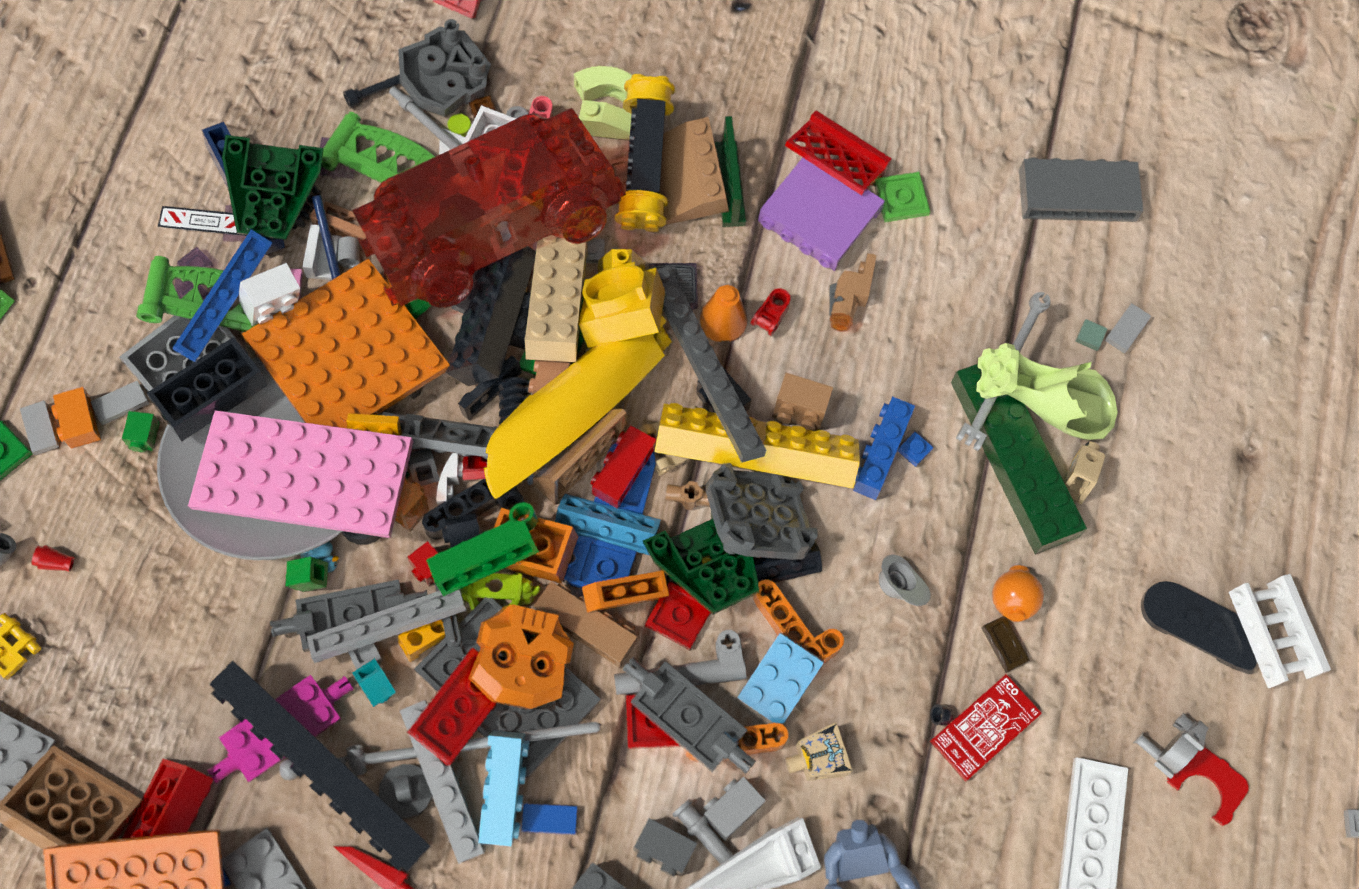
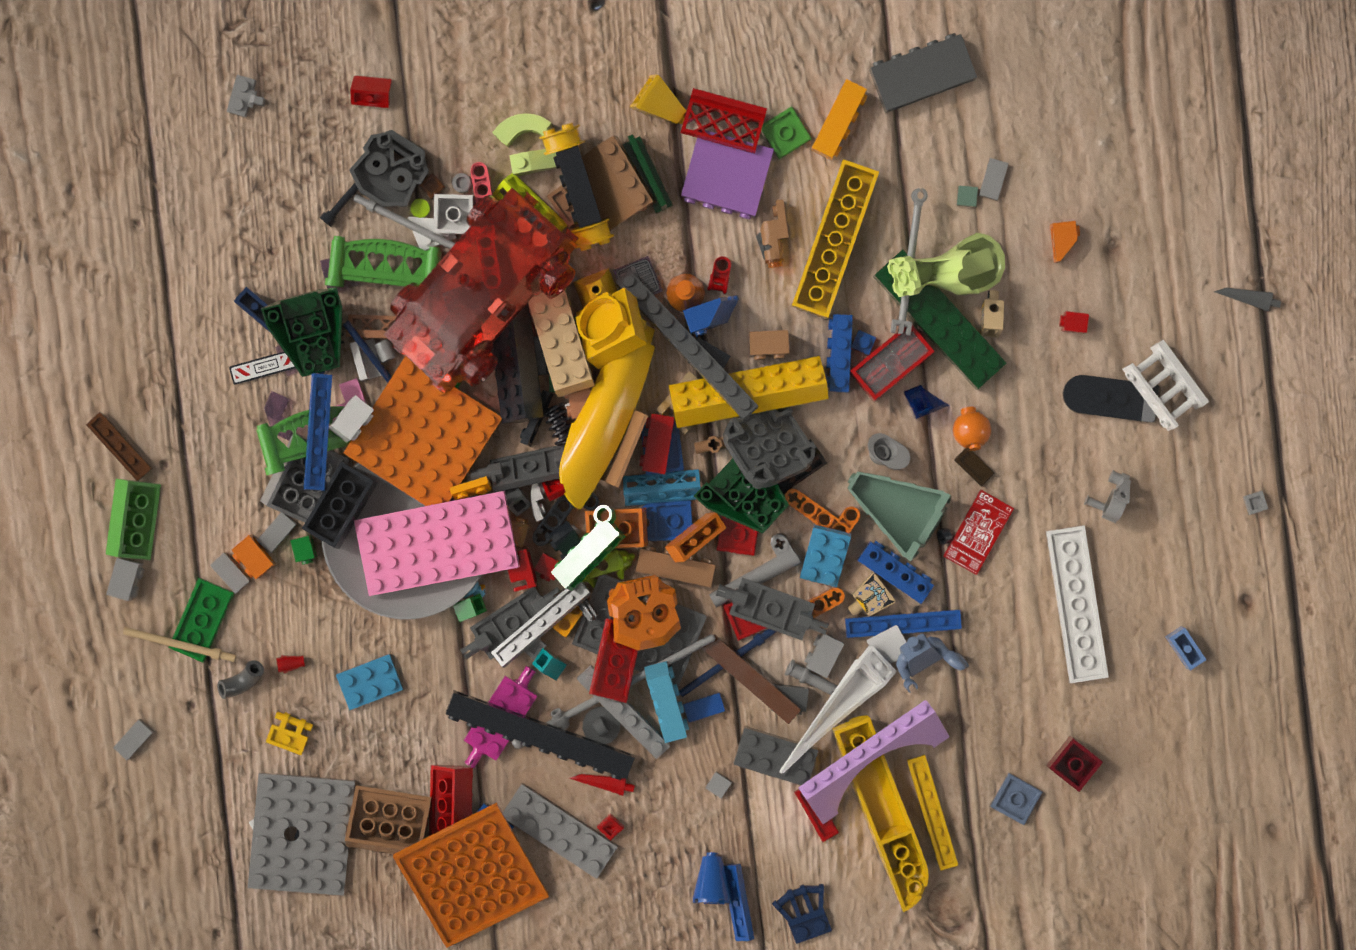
camera: 10 degrees left, 20 degrees up
(139, 622) = (369, 682): none -> dark azure plate
(393, 553) = (524, 572): none -> red panel
(628, 803) = (752, 679): none -> reddish brown tile
(654, 757) = (758, 640): none -> dark blue bar
(744, 340) = (709, 315): none -> blue wedge
(771, 110) = (659, 101): none -> yellow slope
(823, 825) = (888, 643): none -> white sticker
(851, 807) = (906, 623): none -> blue plate
(863, 736) = (895, 572): none -> blue brick
(901, 655) = (900, 509): none -> sand green cone
(920, 321) = (835, 239): none -> yellow brick
(943, 480) = (891, 363): none -> clear brick
(964, 544) = (922, 401): none -> clear blue slope
(969, 200) = (837, 122): none -> light orange brick
(1182, 517) = (1074, 322): none -> red brick
(1194, 417) = (1063, 238): none -> orange slope
(1229, 783) = (1157, 505): red piece -> none

